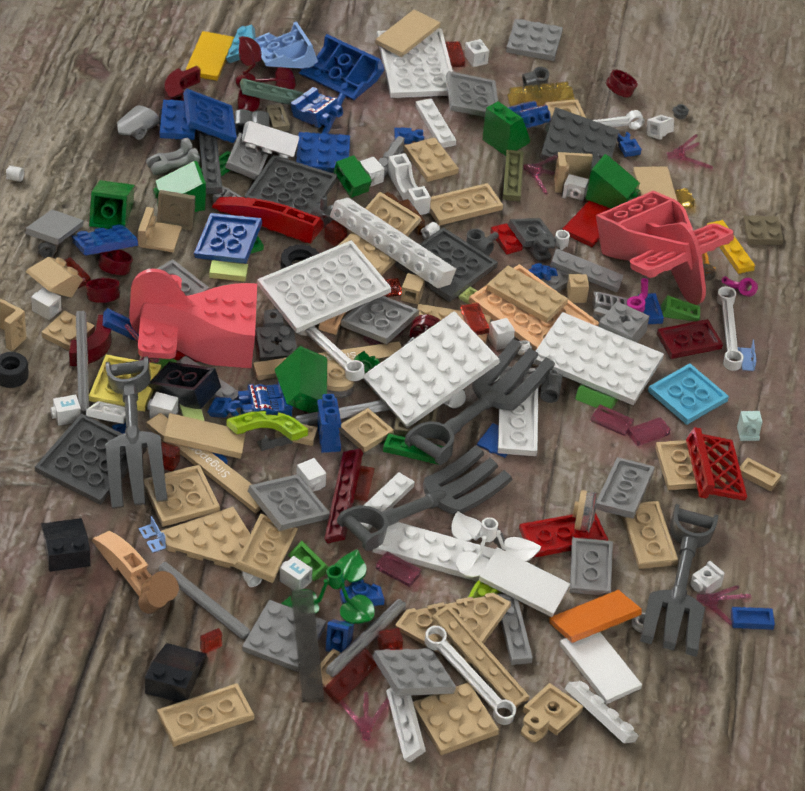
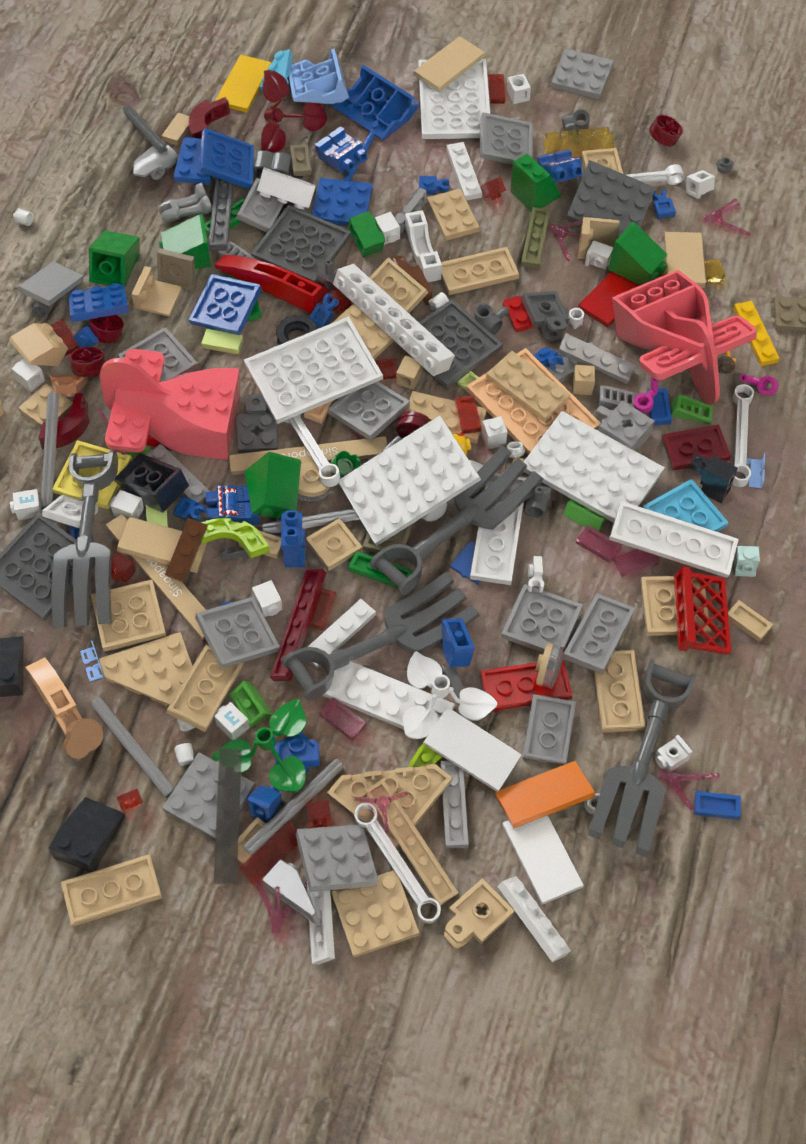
camera: 10 degrees right, 15 degrees up
(93, 308) = (67, 384): none -> nougat wing
(98, 270) = (86, 337): none -> blue plate
(117, 323) = (92, 402): blue tile -> none
(122, 95) = (145, 129): none -> dark grey axle
(152, 95) = (177, 129): none -> tan tile
(230, 436) = (186, 550): none -> reddish brown plate
(255, 603) = (184, 754): none -> white hose
(269, 92) = (294, 130): sand green tile -> none
(322, 242) = (322, 312): none -> blue plate
(381, 701) = (291, 889): none -> slope
(453, 620) = (383, 804): none -> clear pink plant
(466, 136) = (493, 189): none -> clear red plate
(495, 501) = (456, 643): none -> blue slope
(558, 442) = (535, 571): none -> white plate
(566, 477) = (541, 619): none -> light grey plate
(681, 409) = (674, 539): none -> white plate
(712, 358) = (716, 476): none -> black hinge

